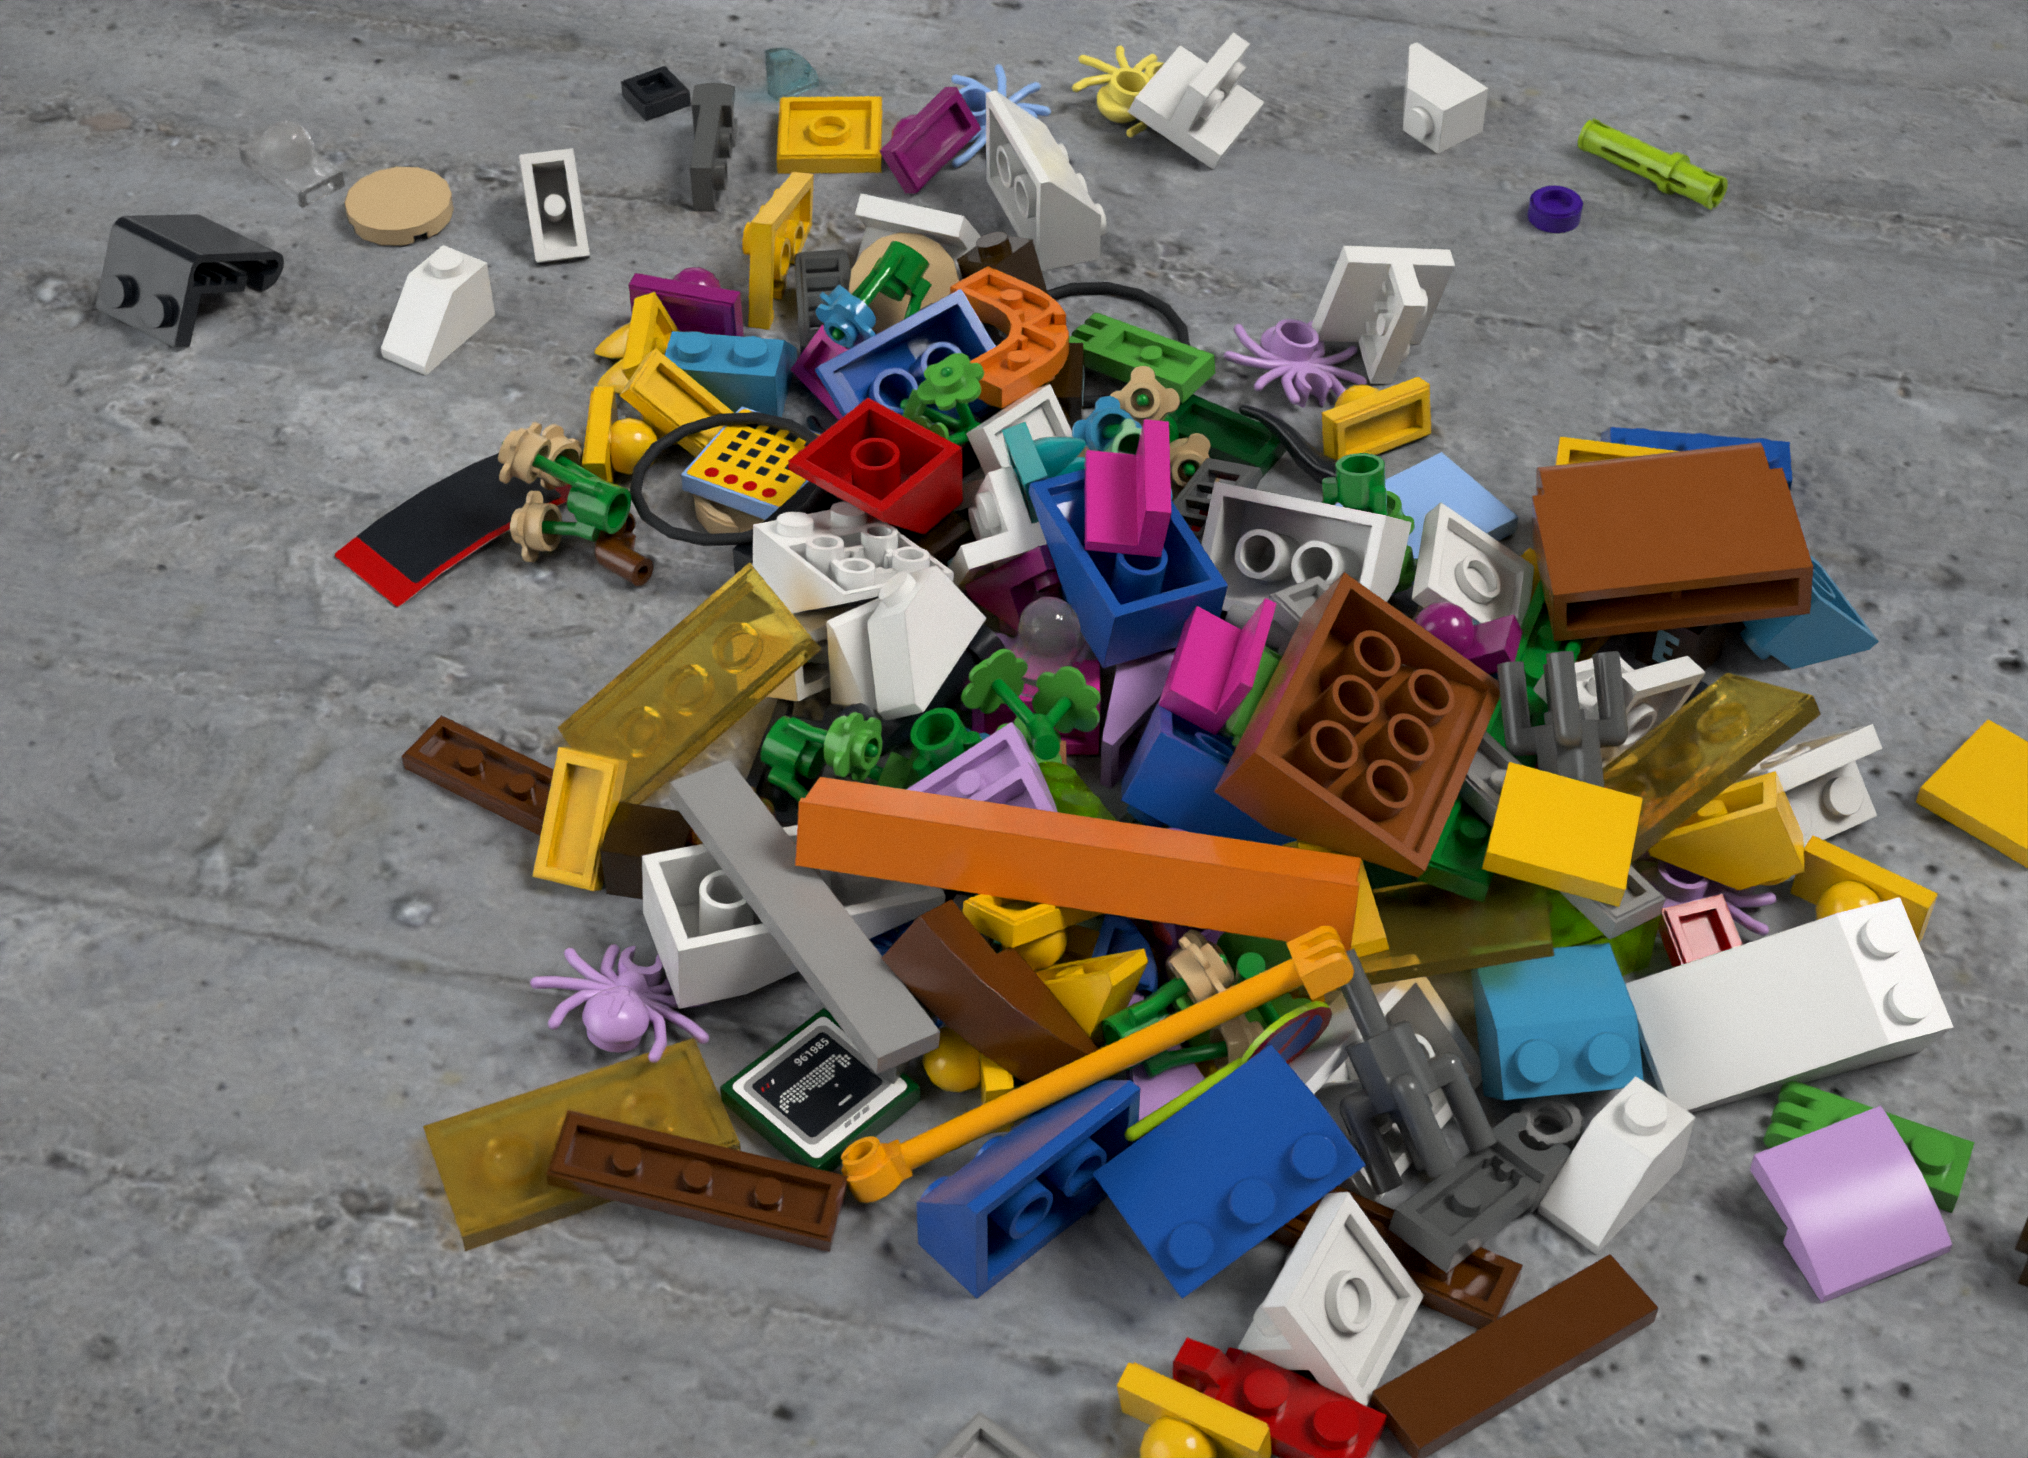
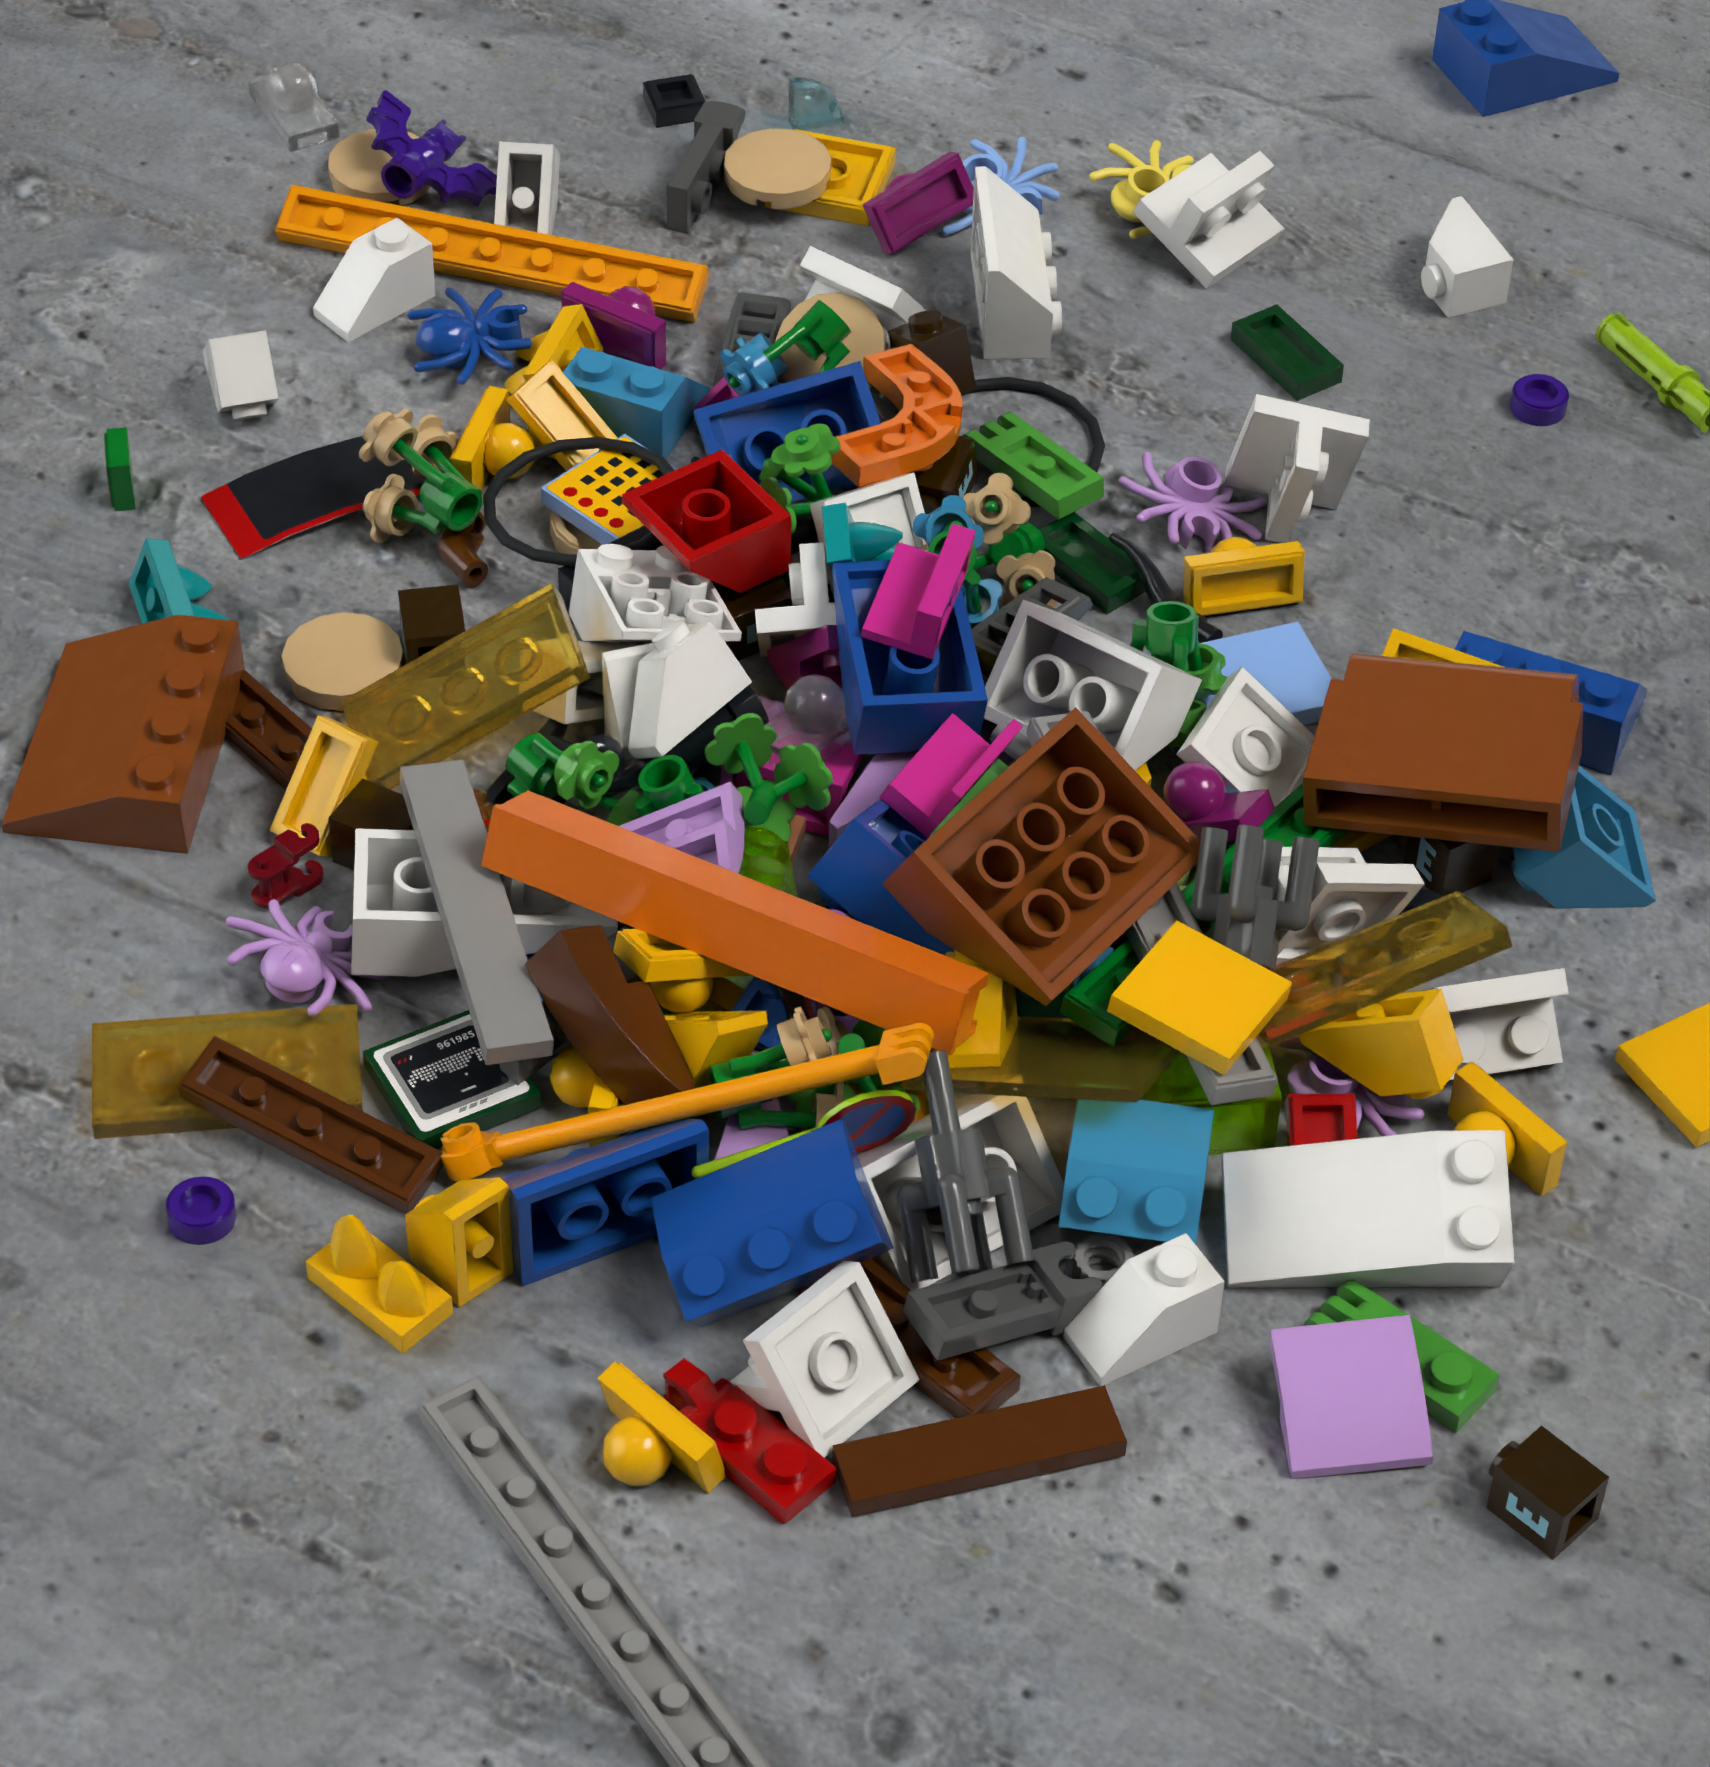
camera: 15 degrees right, 0 degrees up
(166, 262) = (142, 179): black piece -> none
(246, 543) = (119, 469): none -> green tile
(337, 425) = (241, 374): none -> white slope
(342, 669) = (166, 588): none -> teal tile
(352, 812) = (130, 735): none -> dark orange slope
(441, 188) = (422, 159): none -> dark purple animal
(532, 261) = (497, 251): none -> light orange tile
(538, 685) = (339, 657): none -> tan tile
(542, 349) = (458, 339): none -> blue animal
(559, 913) = (276, 868): none -> dark red piece
(611, 1302) = (201, 1210): none -> dark purple tile
(620, 629) = (429, 618): none -> dark brown brick
(772, 243) = (720, 271): yellow wing -> none
(783, 134) = (777, 168): none -> tan tile
(832, 1339) = (378, 1285): none -> yellow tile
(907, 1262) = (463, 1237): none -> yellow slope
(1314, 211) = (1287, 352): none -> dark green tile

